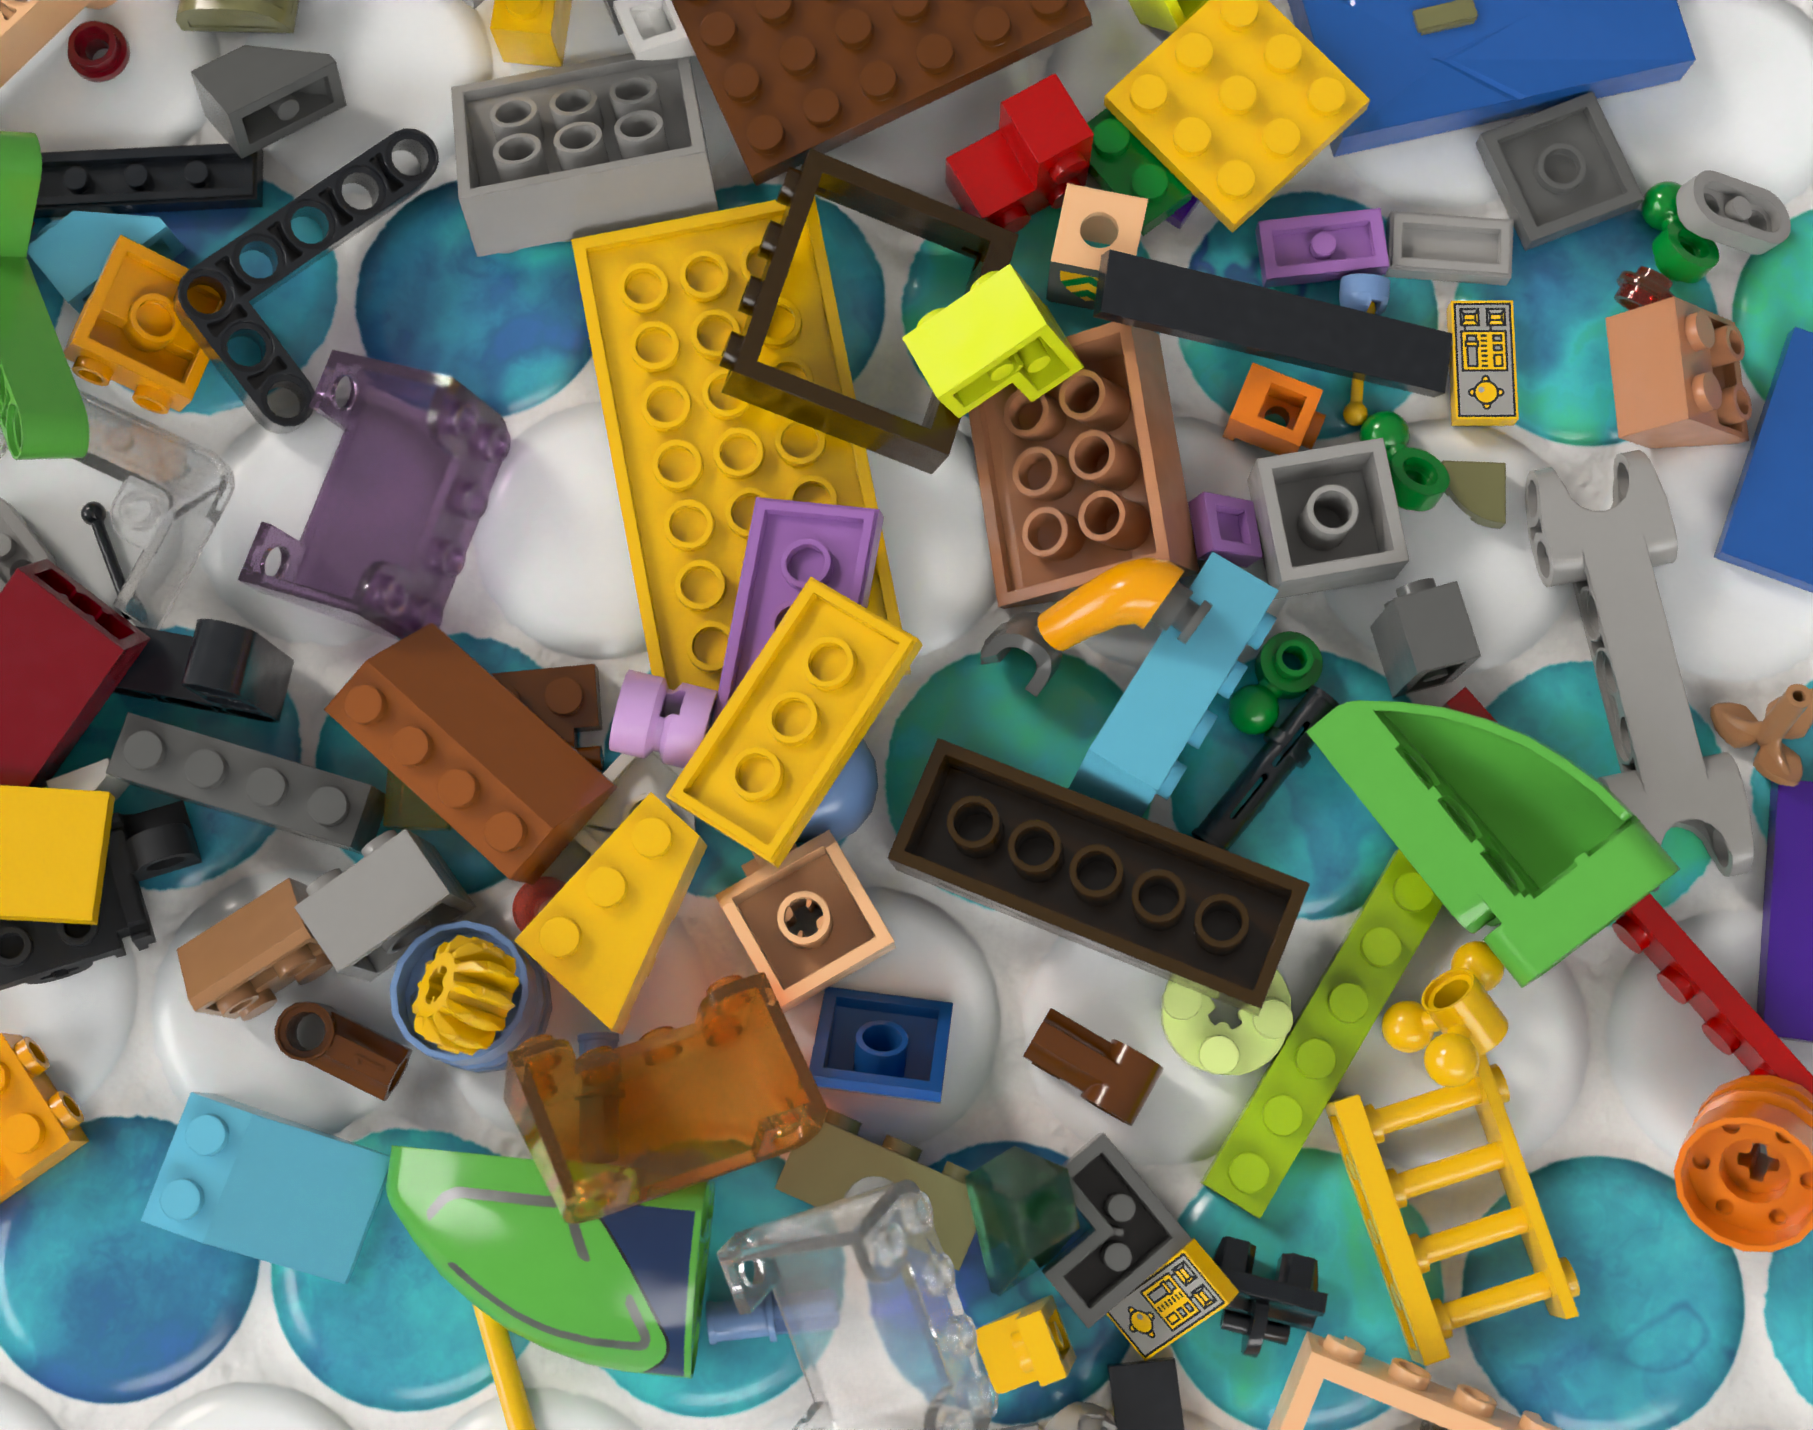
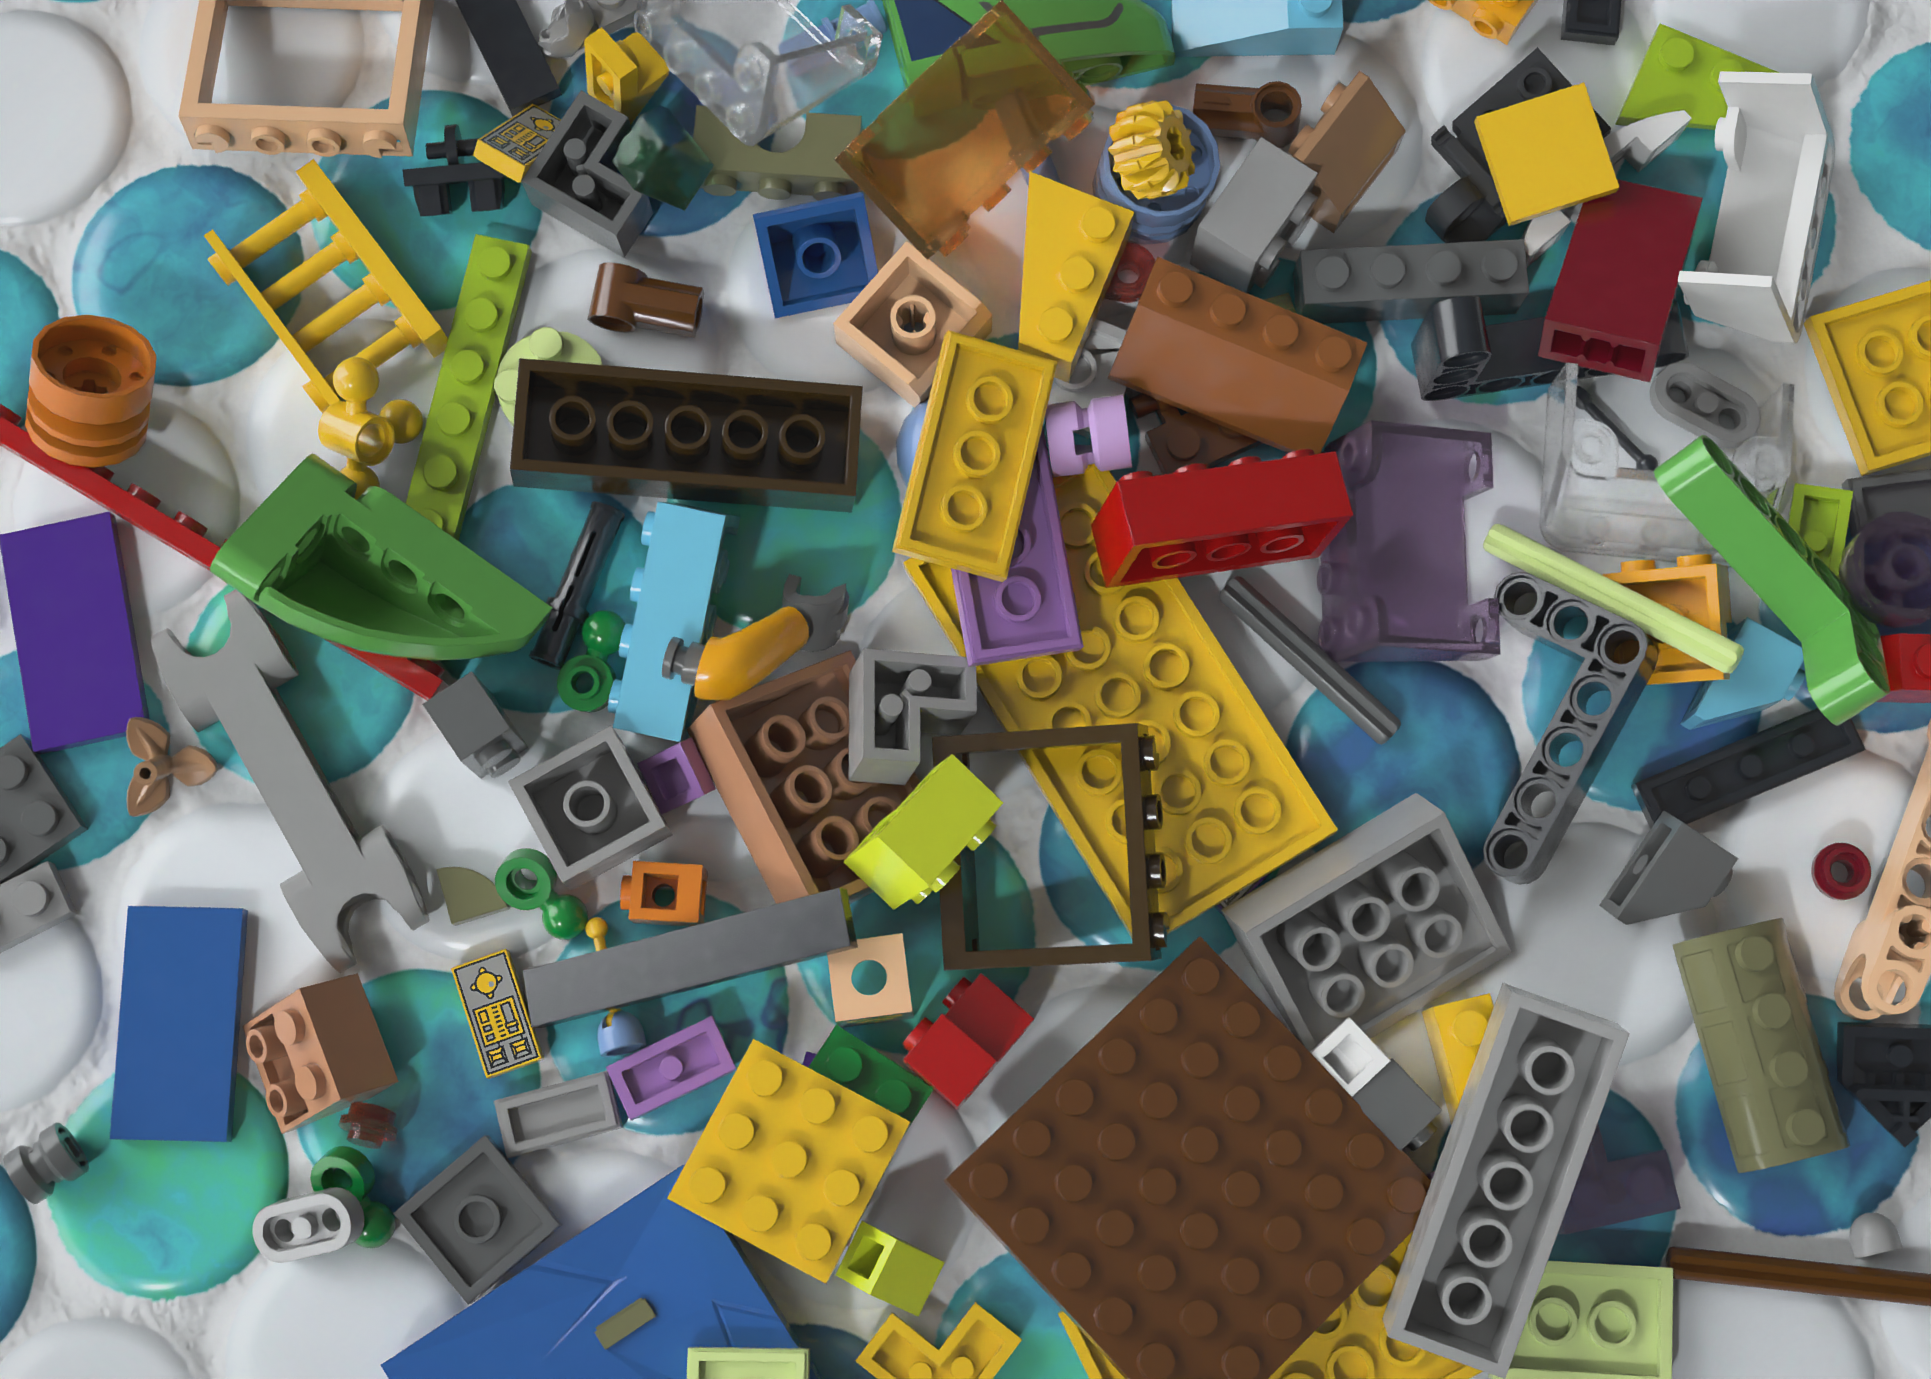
camera: 155 degrees right, 0 degrees up
(192, 363) = (1597, 589): none -> yellowish green axle
(528, 432) = (1309, 660): none -> dark grey axle
(558, 577) = (1220, 517): none -> red brick
(980, 510) = (895, 700): none -> light grey brick

